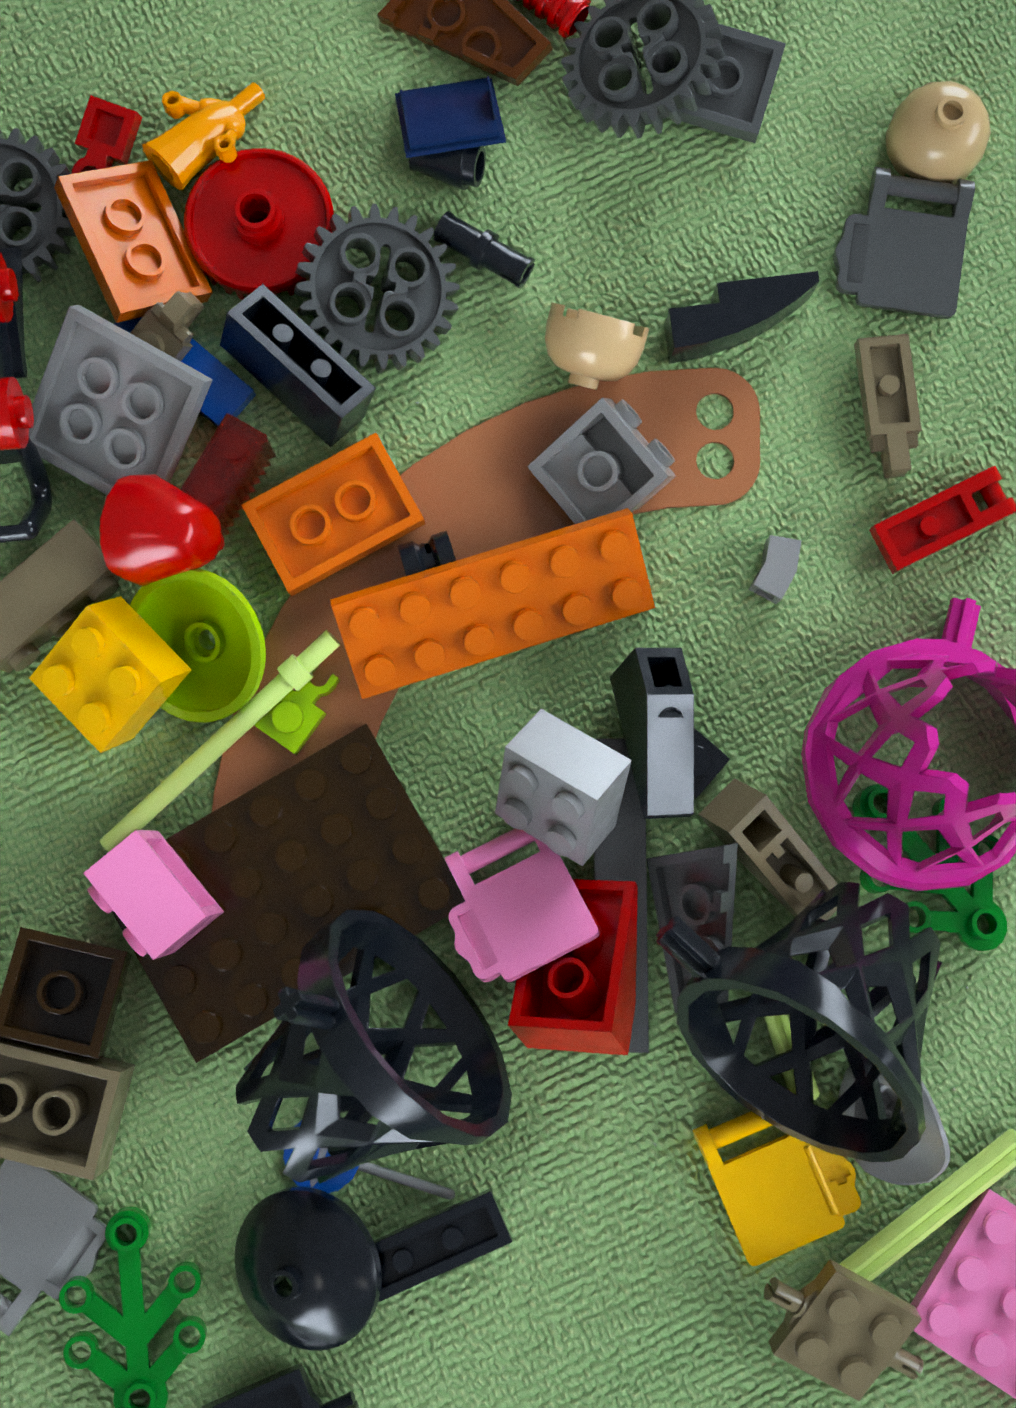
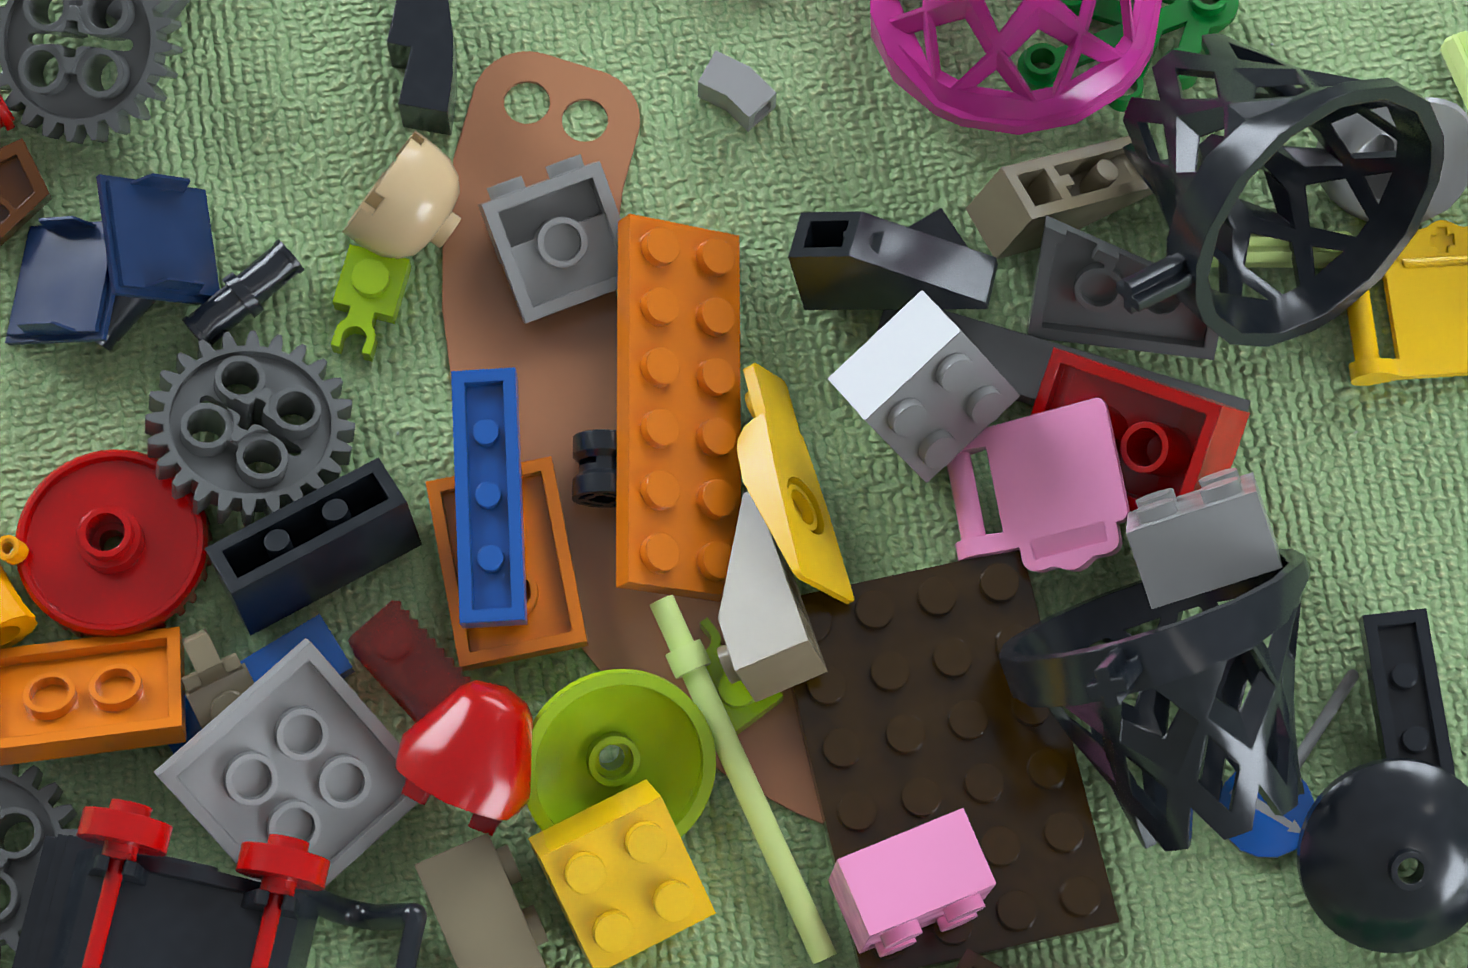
camera: 75 degrees left, 10 degrees down
(348, 716) = (763, 614): none -> slope
(370, 481) = (488, 498): none -> blue plate
(450, 708) = (786, 487): none -> yellow piece
(488, 1047) = (1201, 537): none -> light grey brick
(501, 169) = (158, 238): none -> dark blue piece
(518, 344) = (368, 291): none -> lime plate

